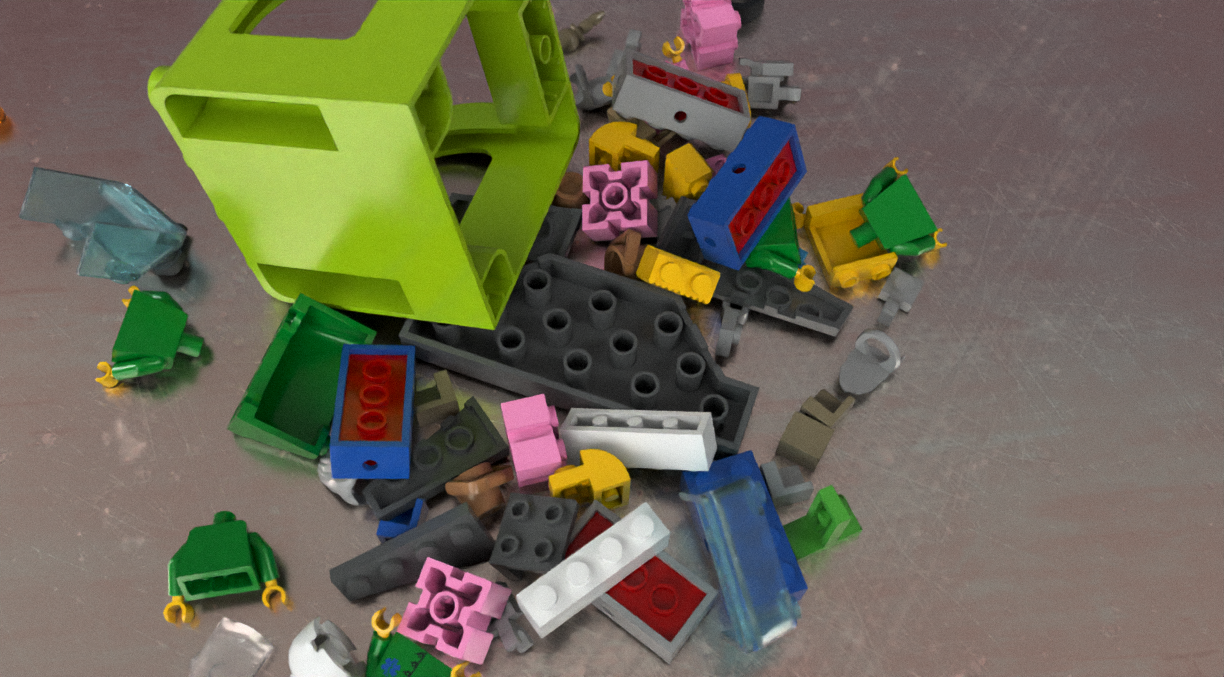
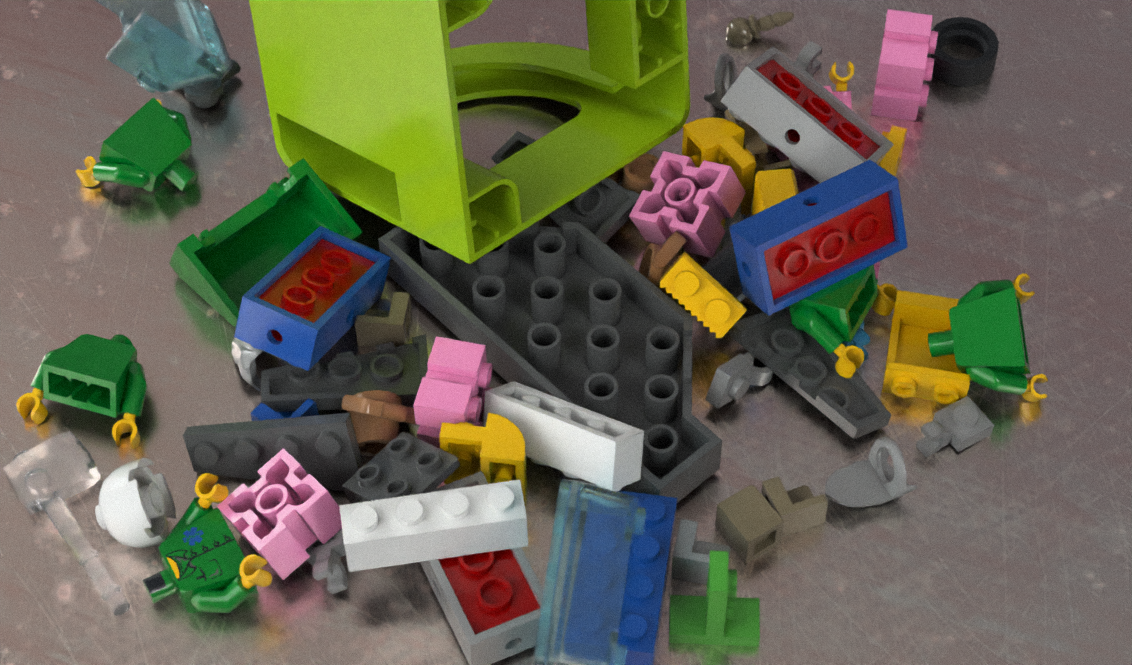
camera: 30 degrees right, 10 degrees down
(766, 91) = (931, 161): light grey plate -> none
(767, 68) = (954, 142): light grey plate -> none

